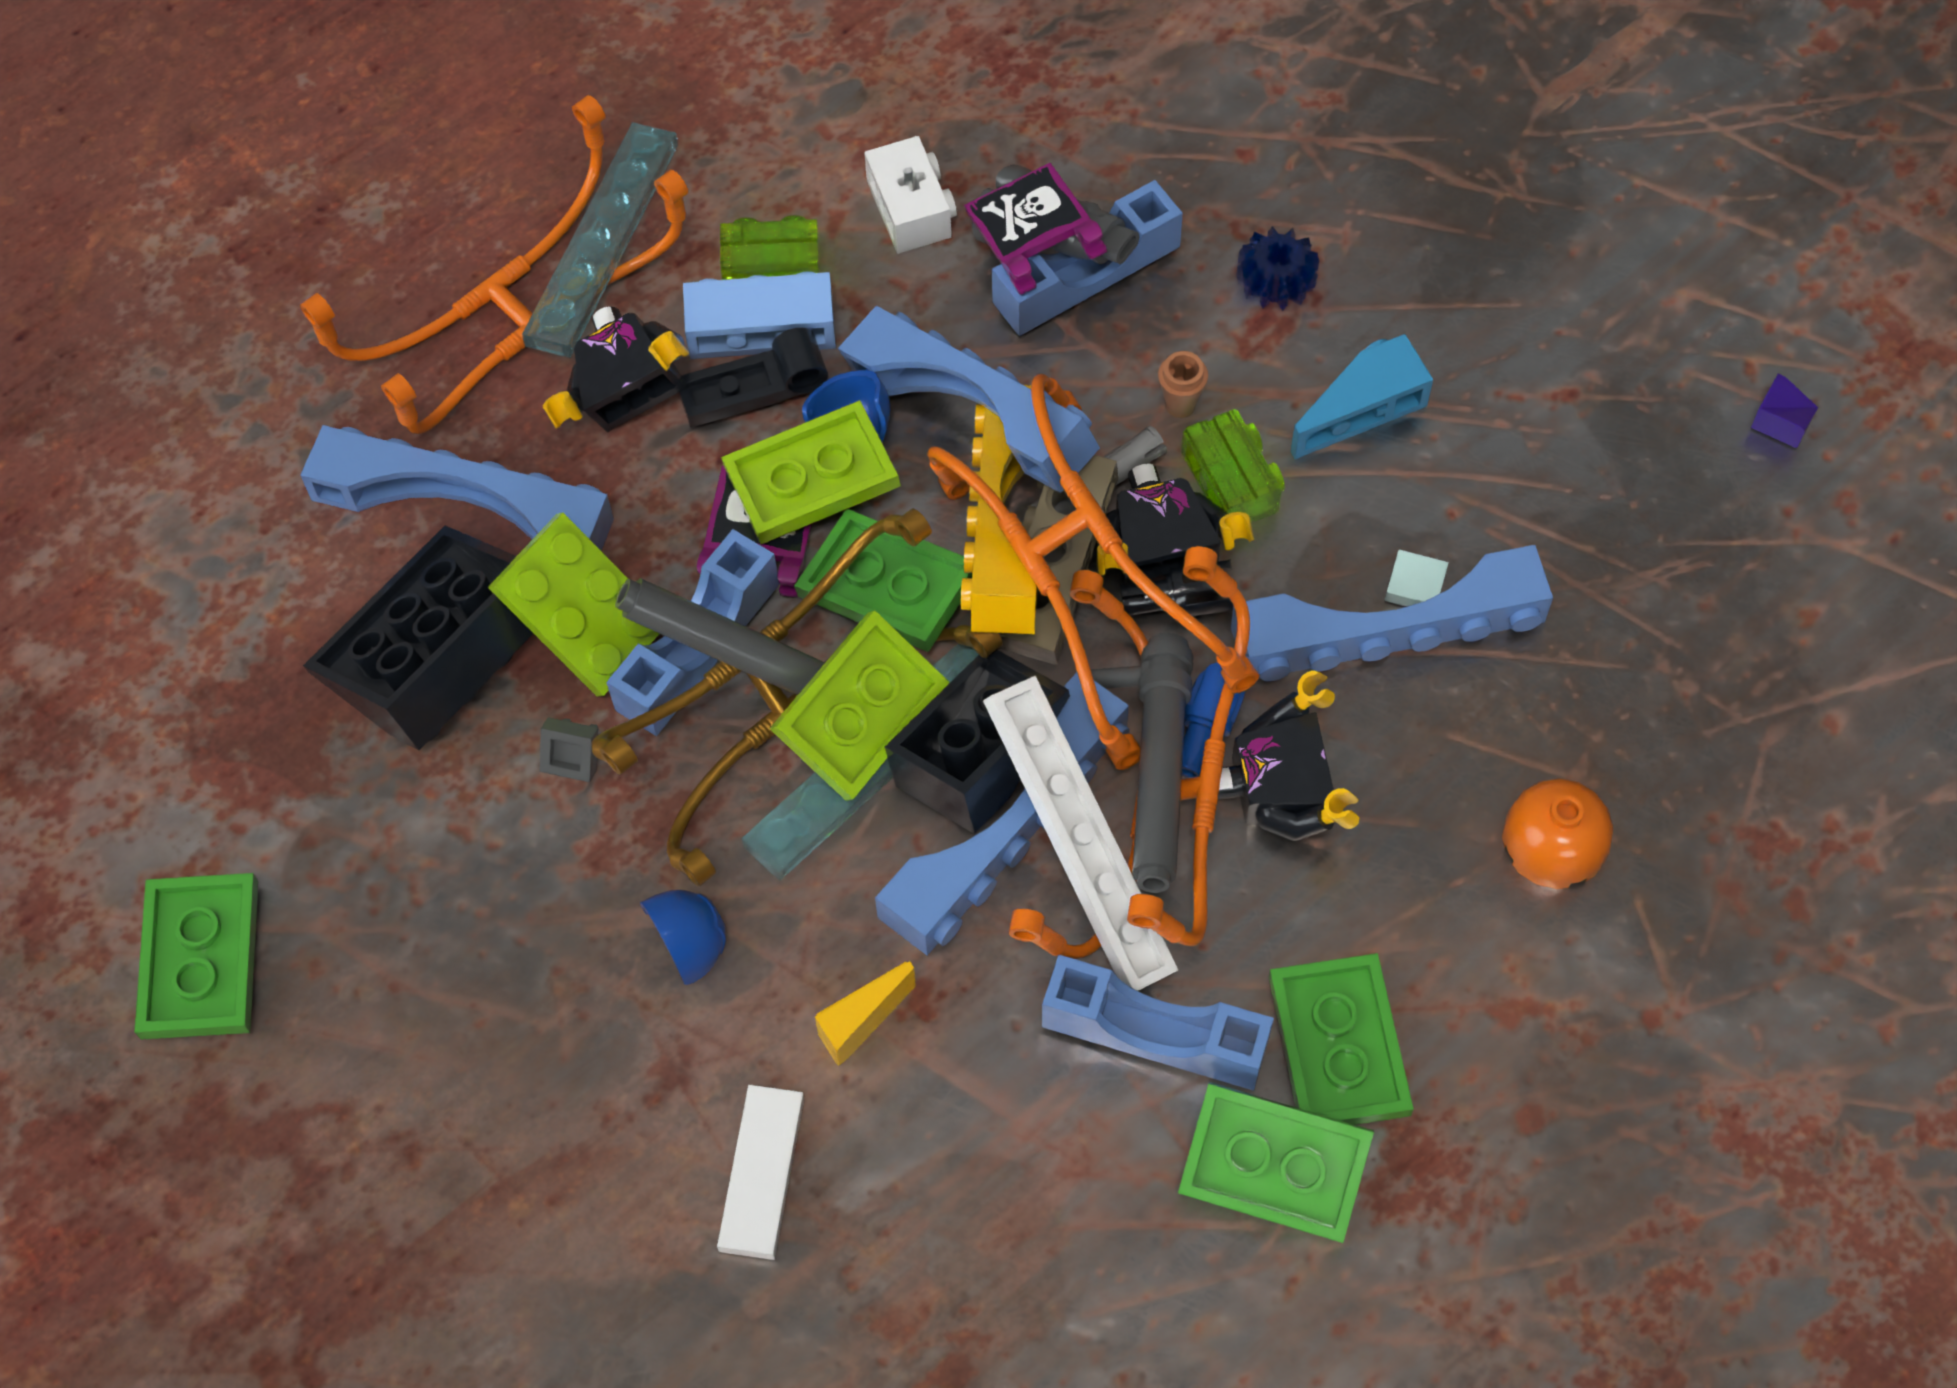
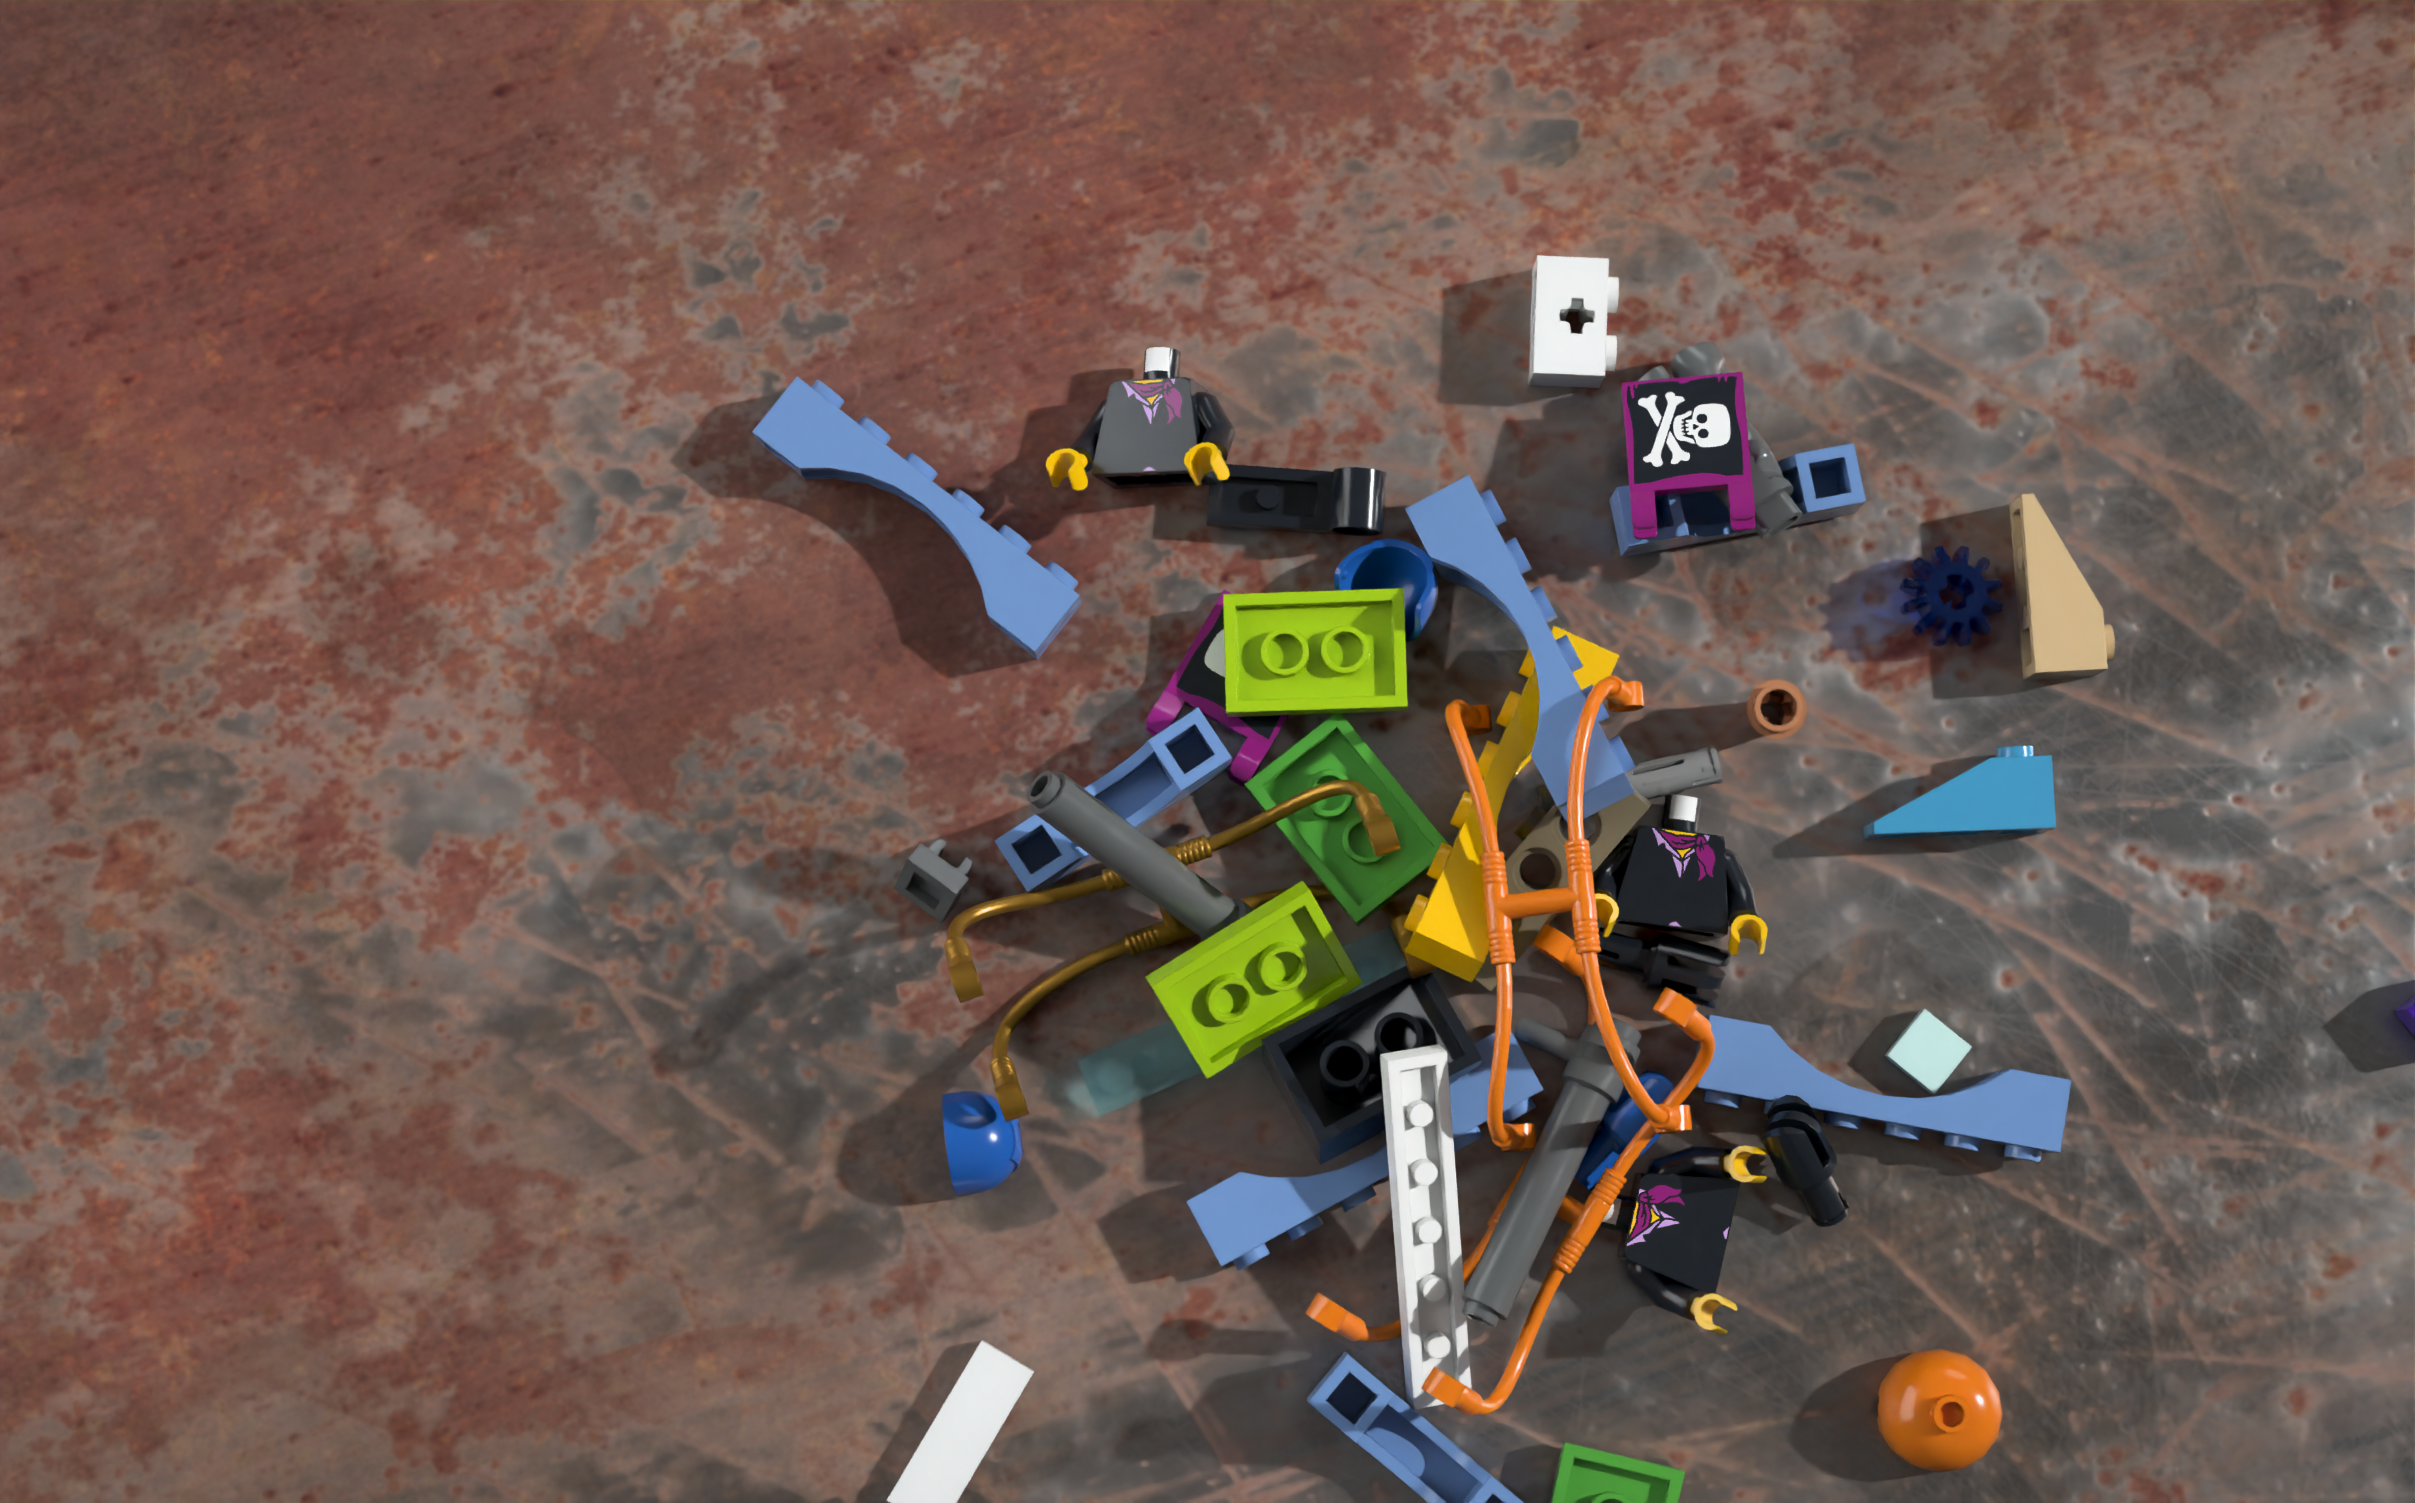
camera: 20 degrees right, 20 degrees up
(197, 956) = (467, 961): bright green plate -> none
(398, 390) = (1051, 250): orange bar -> none
(424, 639) = (833, 679): black slope -> none
(568, 600) = (998, 721): lime plate -> none
(600, 240) = (1195, 237): clear light blue plate -> none
(750, 312) = (1337, 414): light blue brick -> none
(769, 247) = (1379, 339): clear neon green brick -> none
(856, 1016) = (1112, 1316): yellow slope -> none
(1231, 467) = (1785, 835): clear neon green brick -> none
(1356, 244) = (2056, 608): none -> tan slope
(1359, 679) = (1804, 1158): none -> black arm

